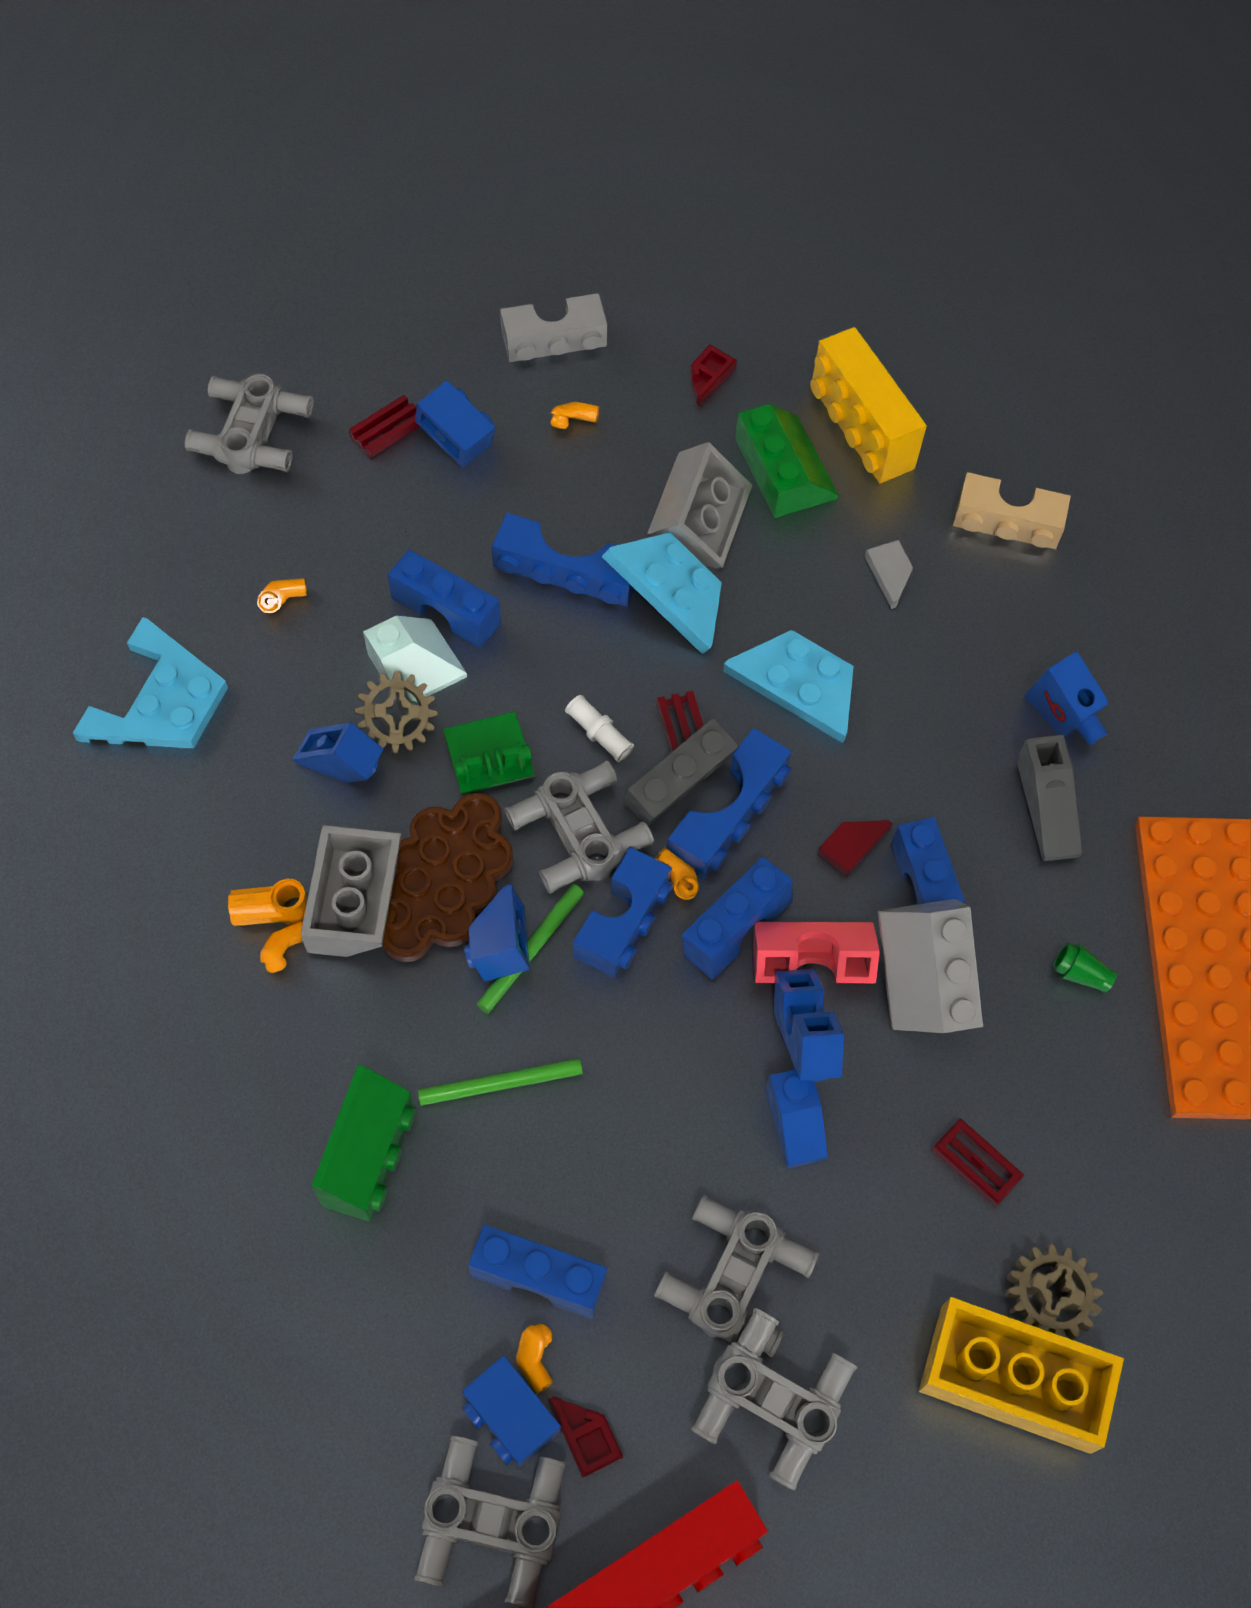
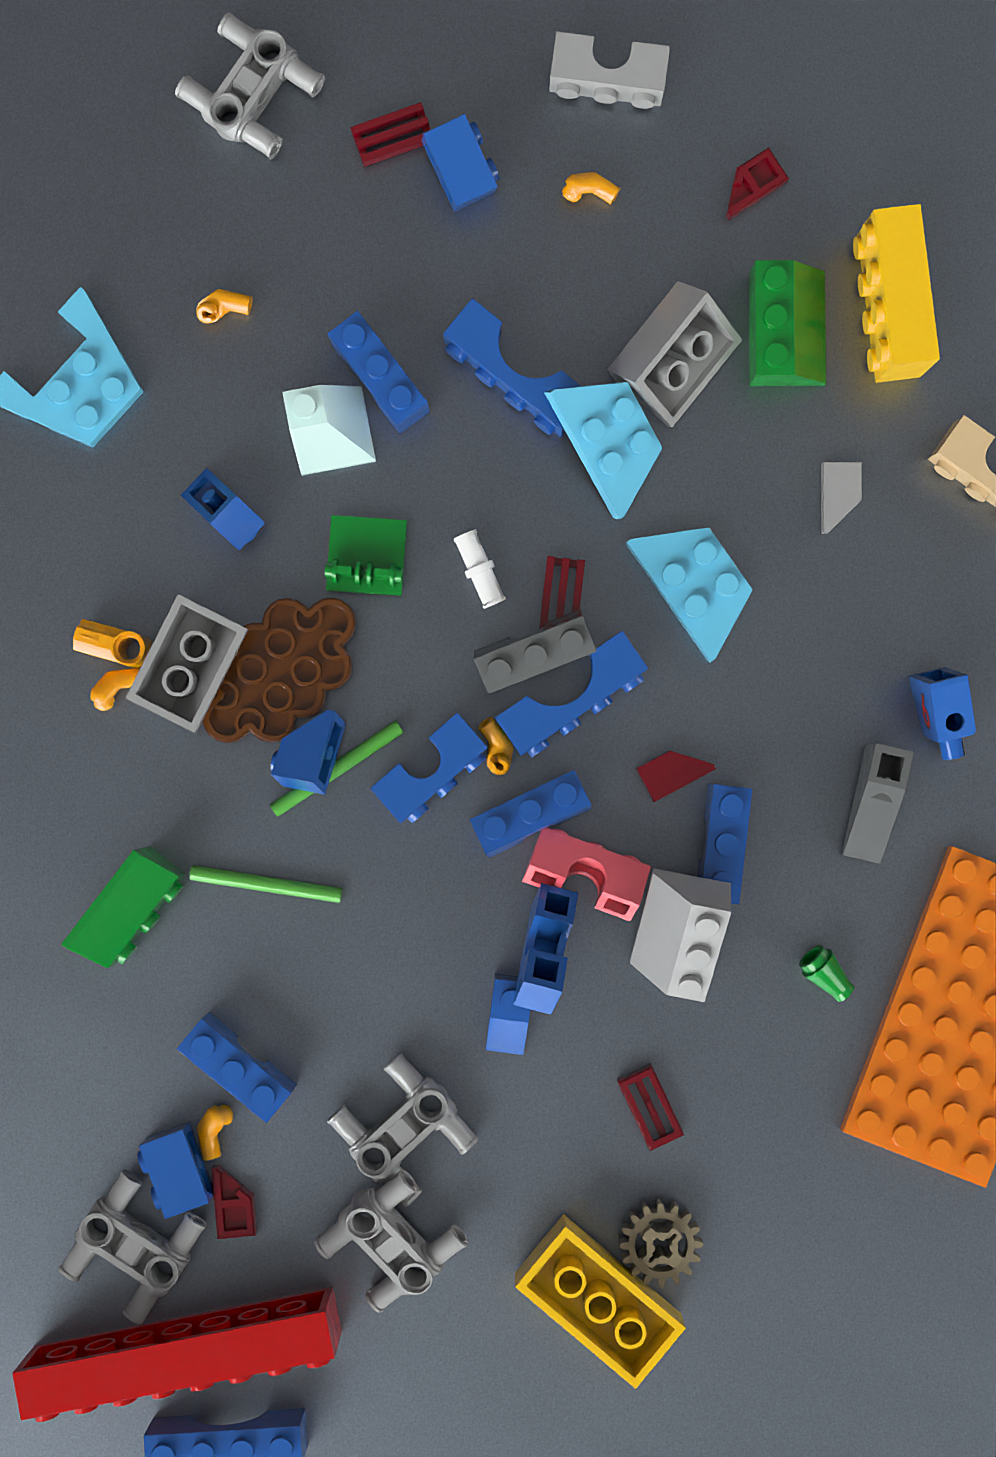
camera: 25 degrees right, 25 degrees up
(412, 712) = (274, 483): dark tan gear -> none
(578, 826) = (421, 666): light grey piece -> none

